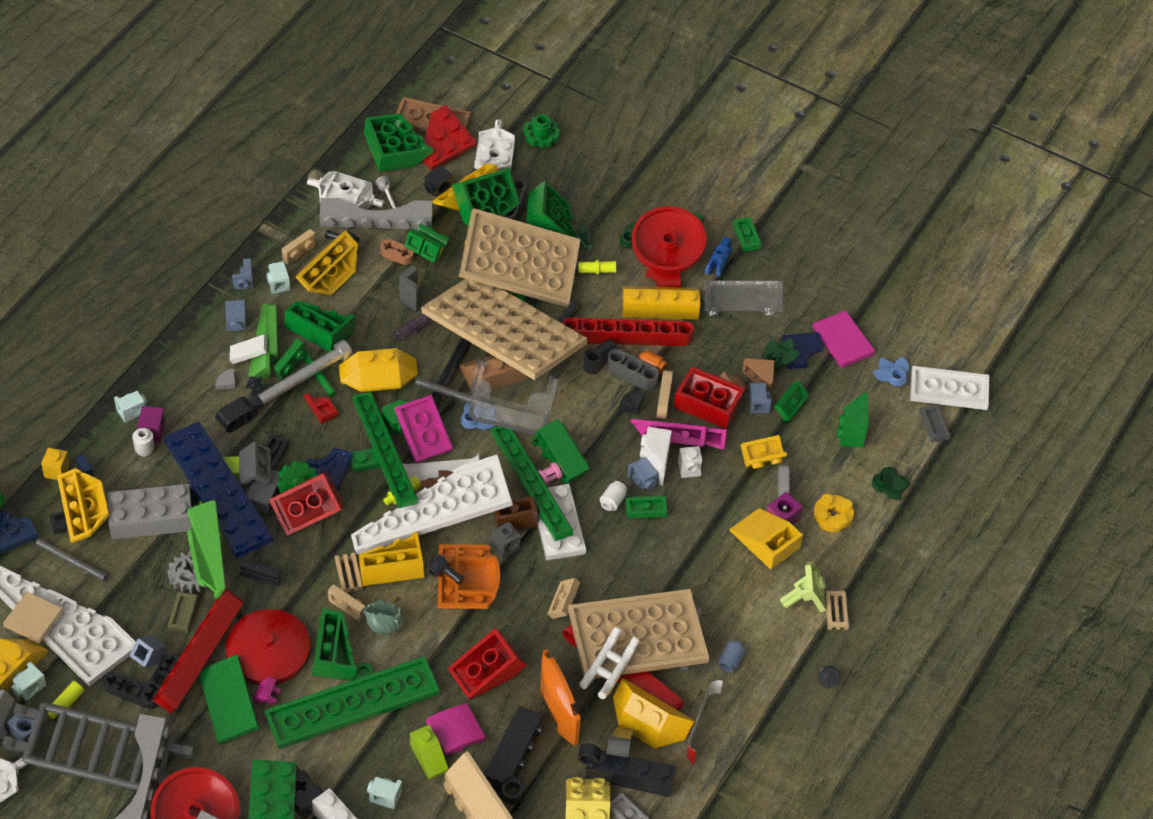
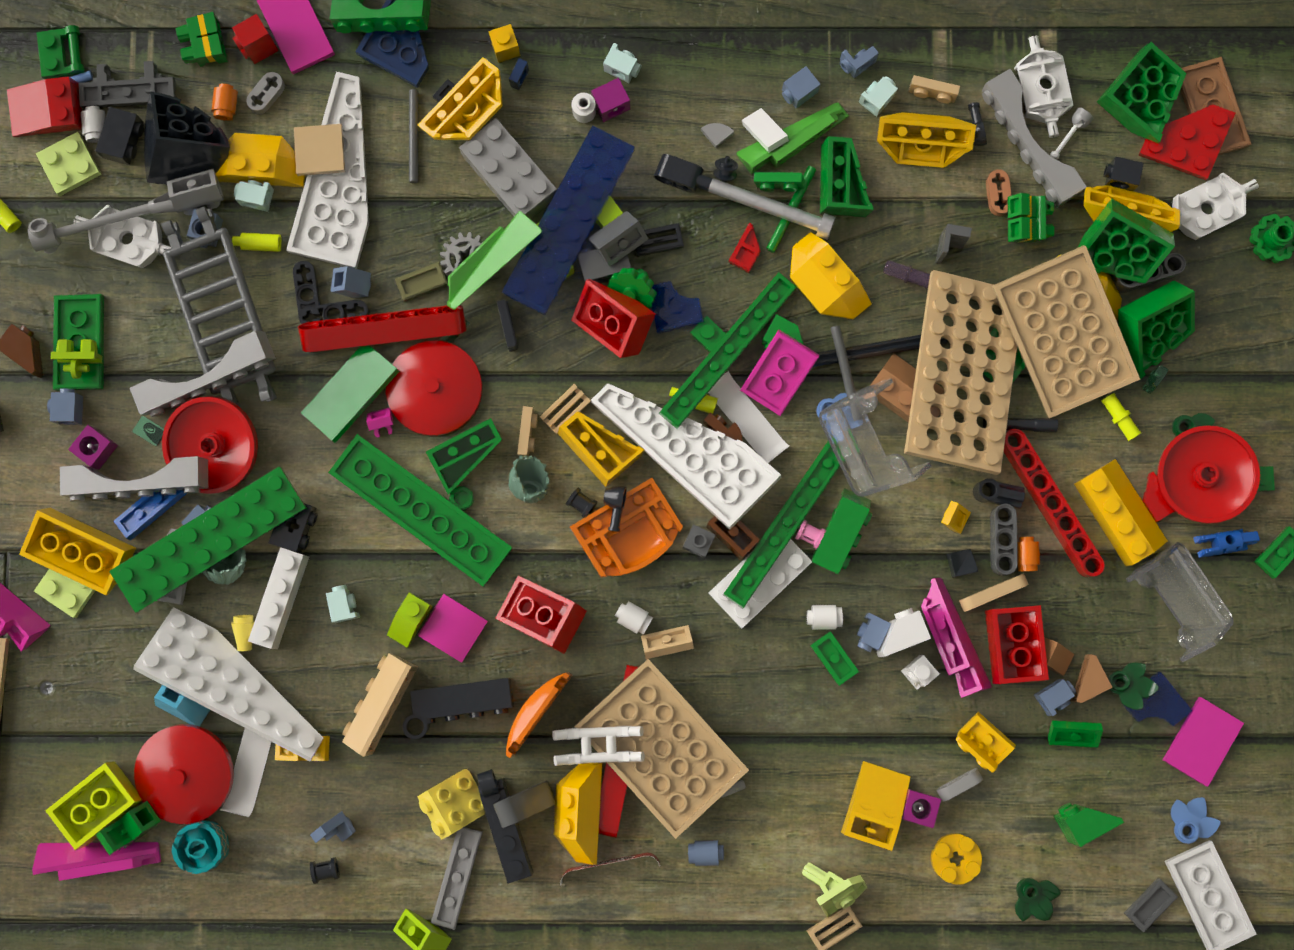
camera: 65 degrees right, 30 degrees up
(424, 597) = (581, 502): none -> black bush
(531, 609) = (633, 617): none -> white brick
(597, 387) = (955, 517): none -> yellow plate

